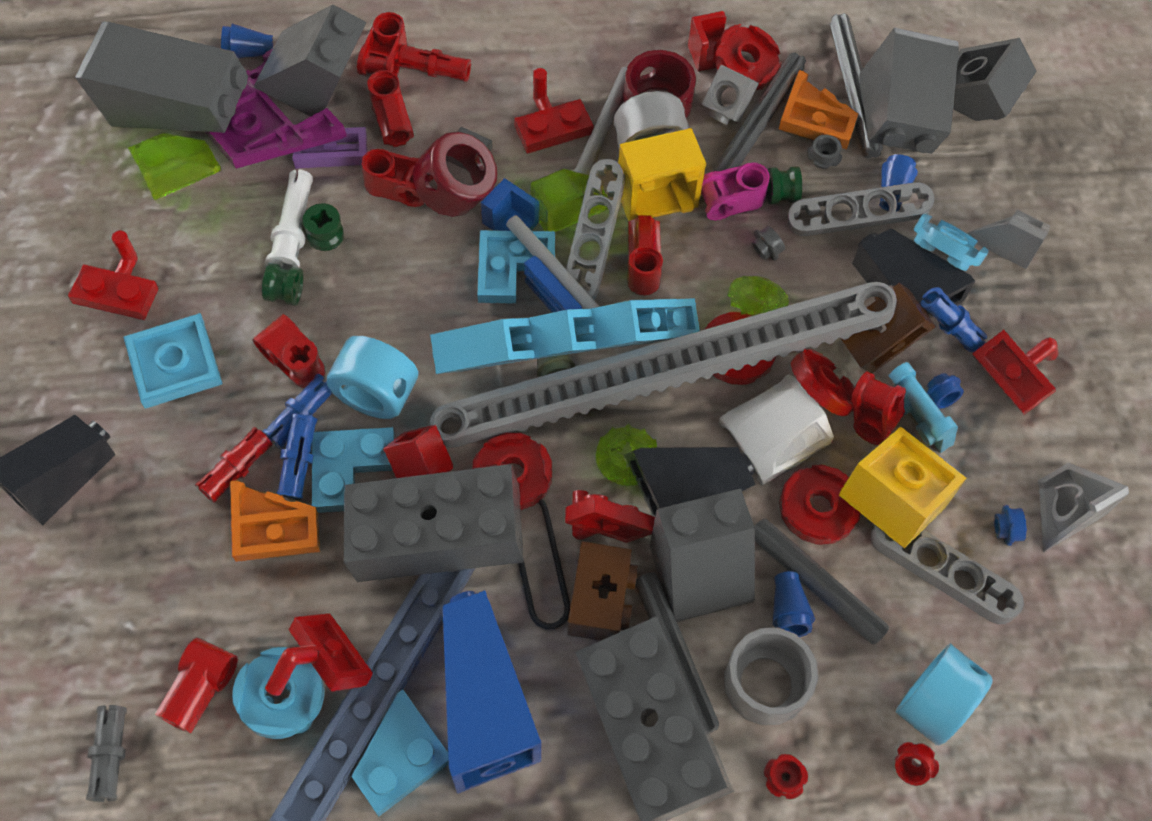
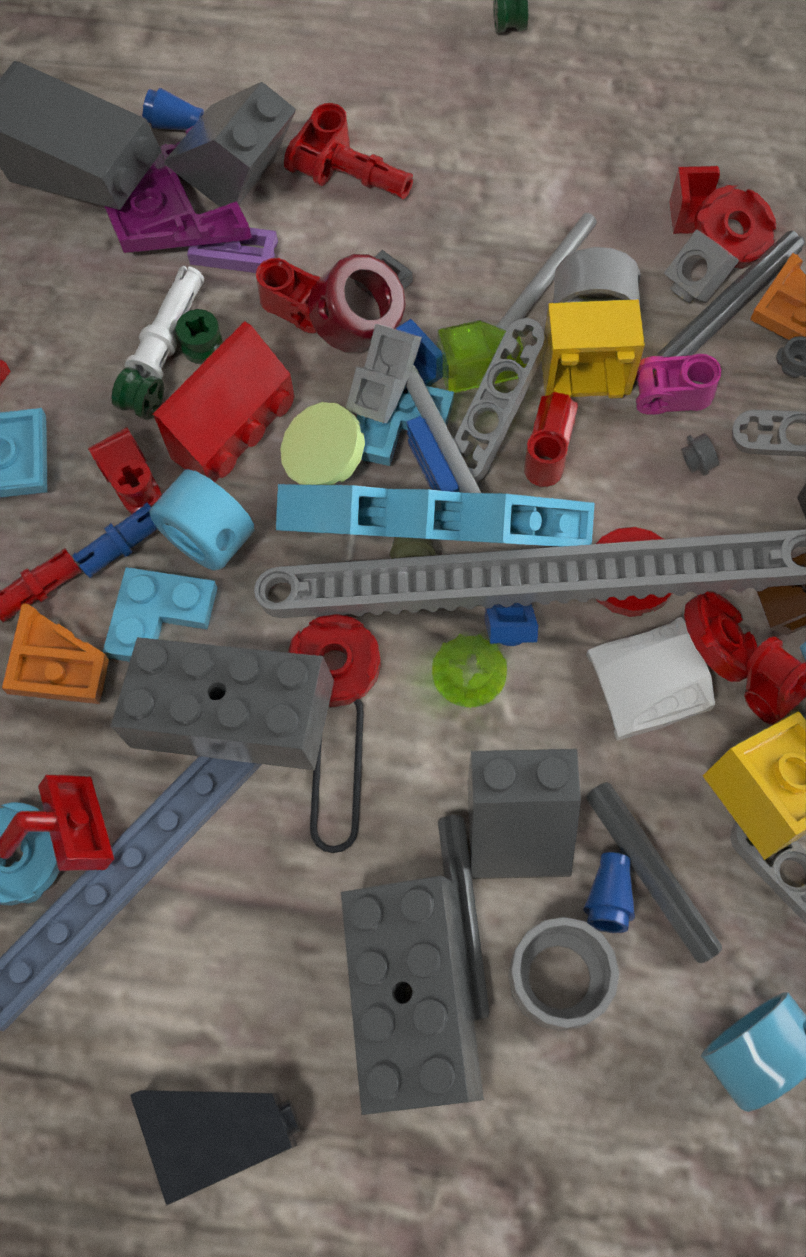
camera: 20 degrees right, 5 degrees up
(173, 162) = (58, 233): clear neon green slope -> none
(301, 431) = (88, 622): blue pin -> none
(366, 278) = (225, 405): none -> red slope
(389, 108) = (307, 214): red piece -> none
(399, 756) = (122, 957): medium azure wing -> none
(418, 453) = (233, 618): red panel -> none
(456, 296) = (322, 445): none -> yellowish green tile
(485, 706) = (222, 918): blue slope -> none
(494, 228) = (386, 371): none -> light grey slope
(551, 124) = (487, 265): red plate -> none
(597, 515) = (407, 736): red plate -> none
(601, 568) = (394, 797): reddish brown brick -> none
(653, 410) = (511, 624): none -> blue plate
(669, 73) = (638, 231): dark red piece -> none
(688, 473) = (532, 714): black slope -> none
(756, 295) = (677, 508): clear neon green gear -> none
(784, 185) = (738, 388): dark green wheel -> none
(794, 768) = (566, 1096): red plate -> none
(806, 521) = (658, 797): red tile -> none
(911, 771) = (710, 1123): red plate -> none

